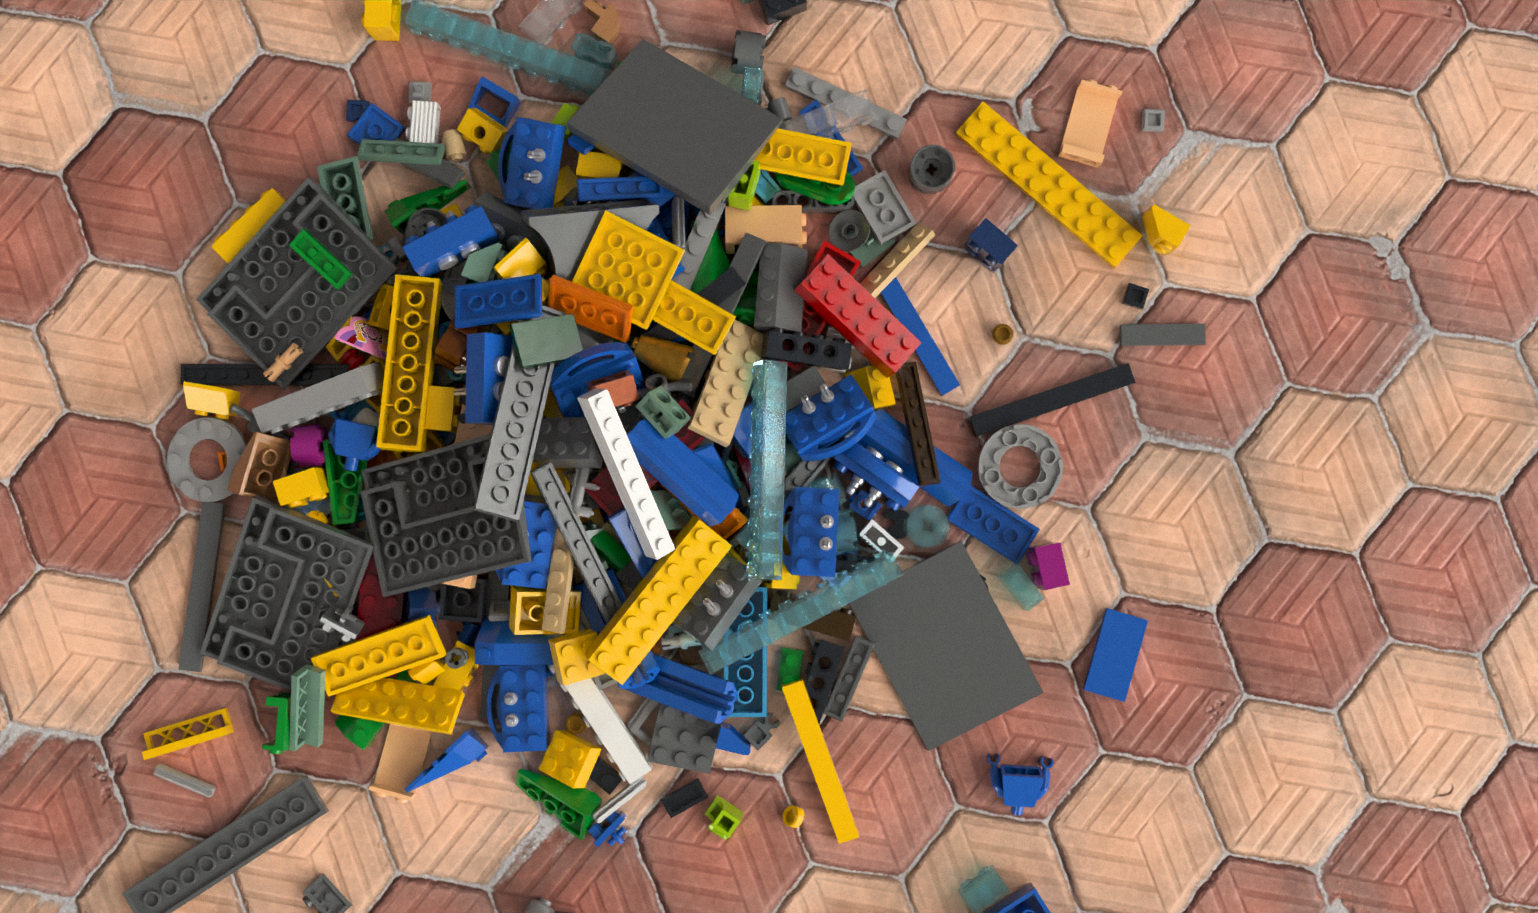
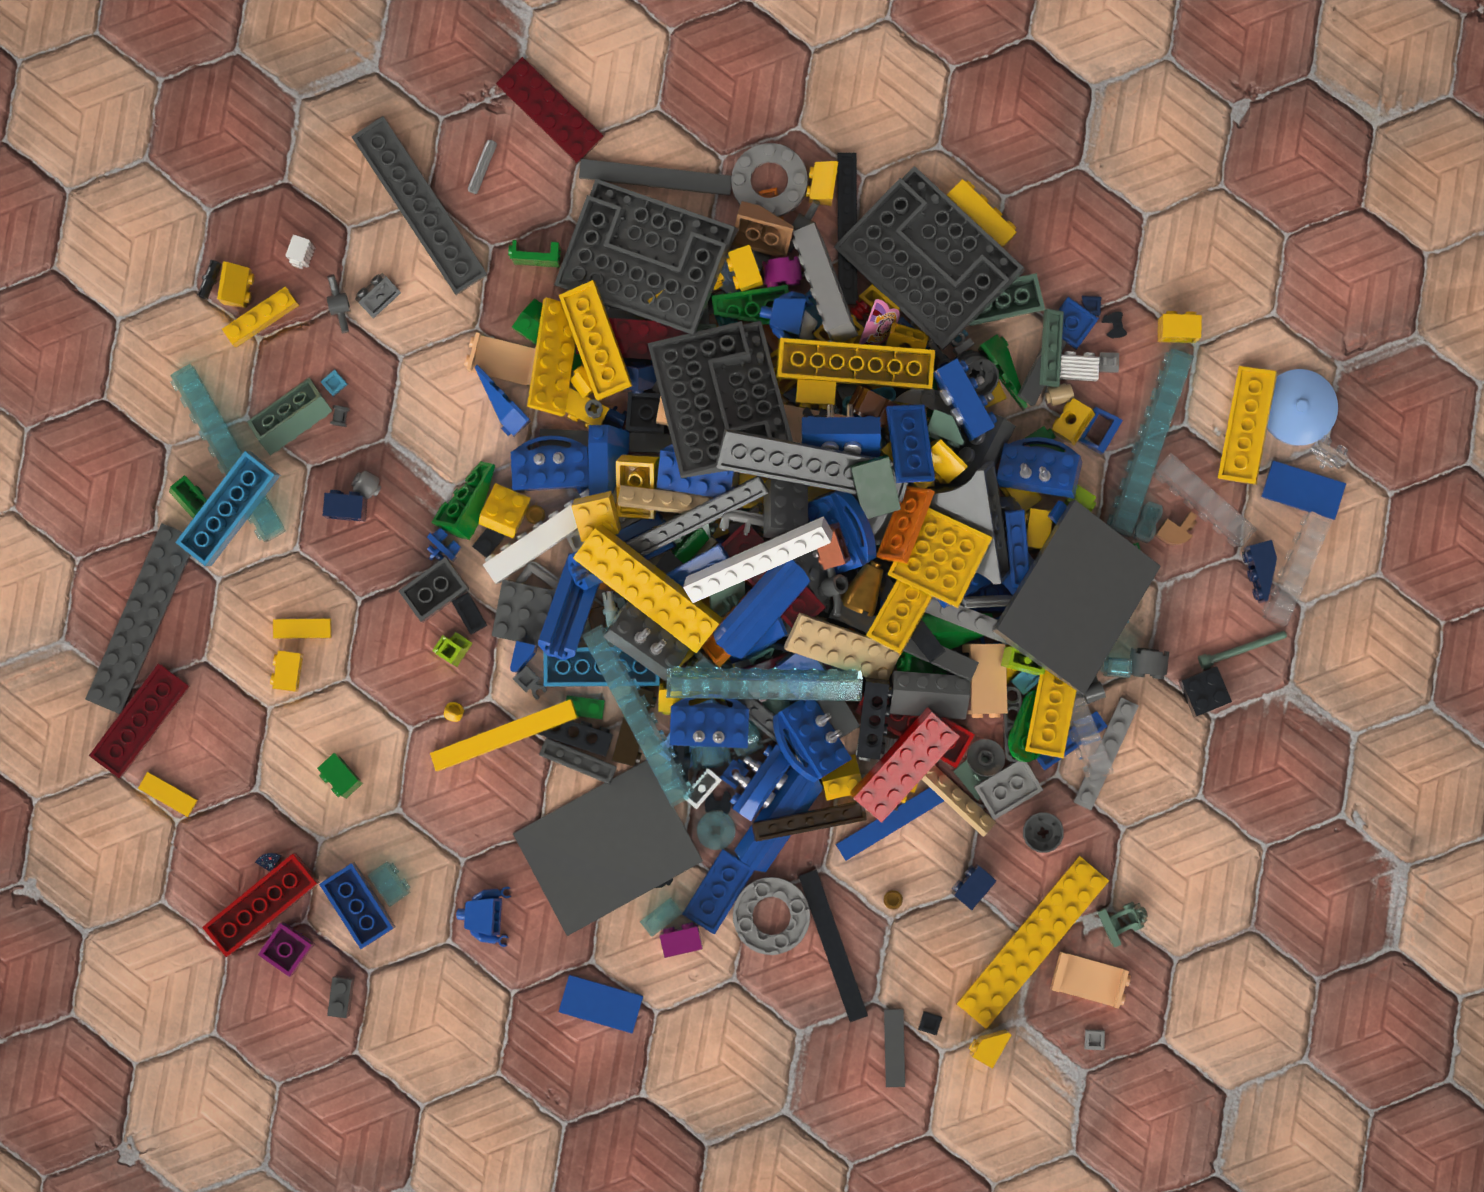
camera: 90 degrees right, 0 degrees up
(123, 704) = (549, 110): none -> dark red plate
(186, 742) = (517, 170): yellow fence -> none
(283, 362) = (857, 247): light nougat pin -> none
(309, 708) = (548, 277): sand green fence -> none
(321, 259) = (949, 281): green plate -> none
(343, 622) = (625, 308): dark grey hips -> none
(385, 82) = (1115, 318): none -> black piece
(499, 610) = (636, 446): light grey tile -> none
(619, 799) = (468, 555): light grey axle -> none
(657, 839) = (433, 589): none -> dark grey brick
(663, 412) = (813, 591): sand green brick -> none
(1019, 73) = (1136, 914): none -> sand green tile

